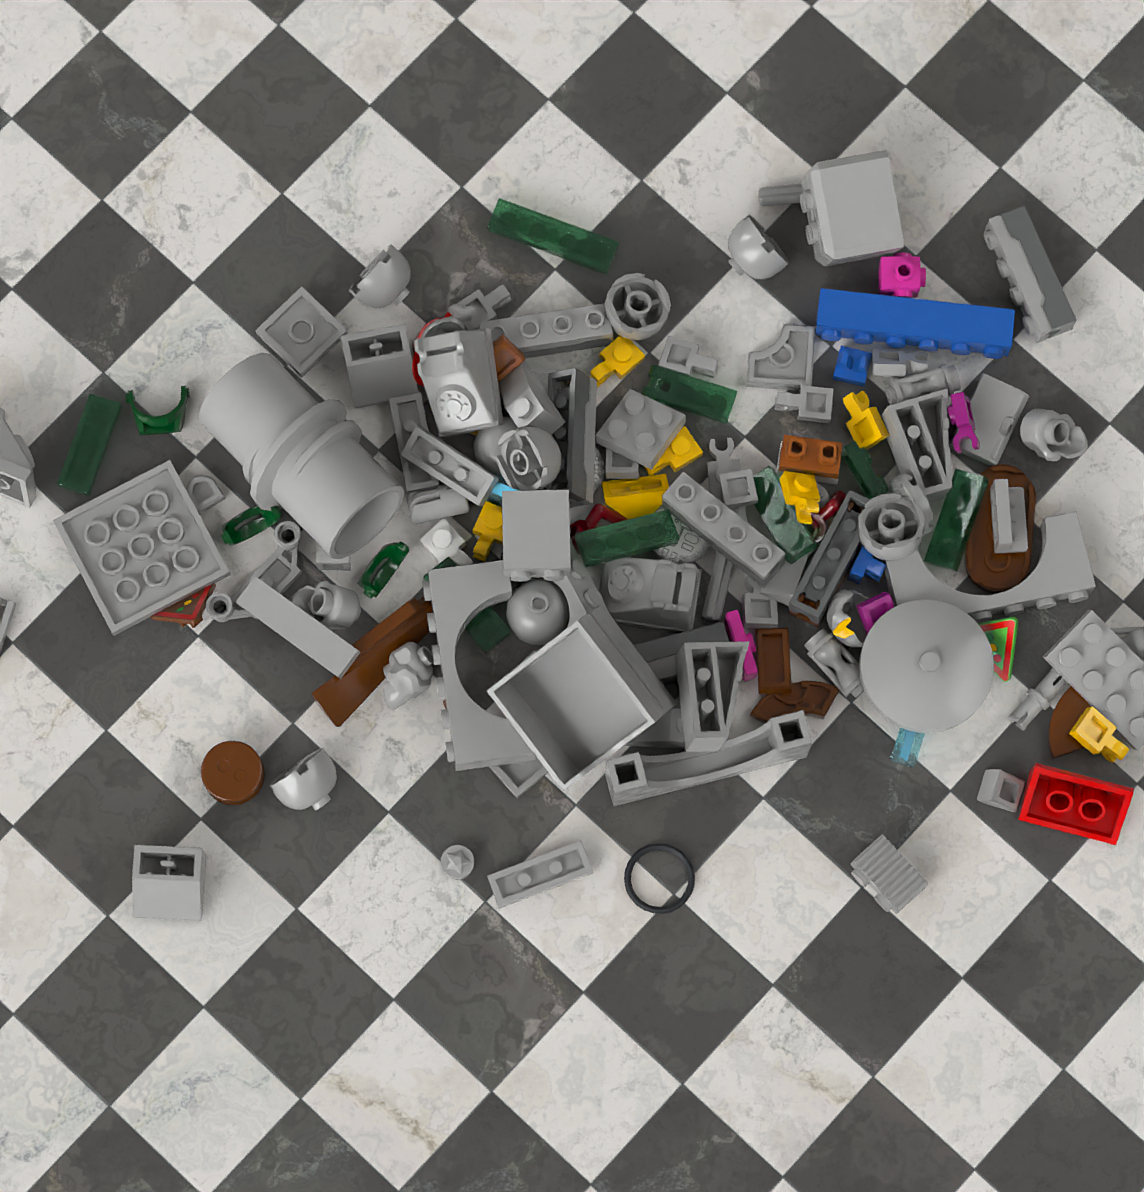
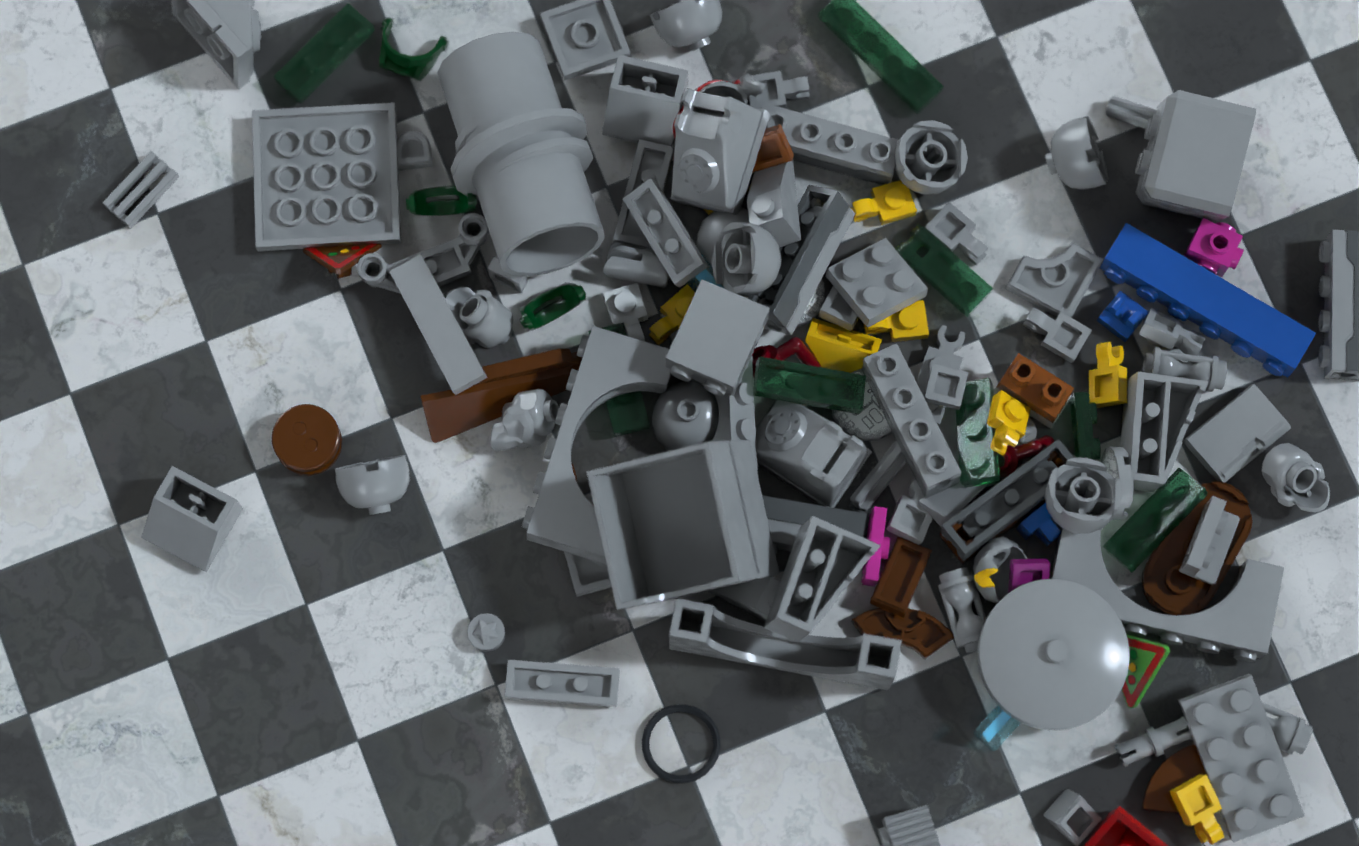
camera: 25 degrees right, 0 degrees up
(961, 414) = (1210, 415): magenta plate -> none

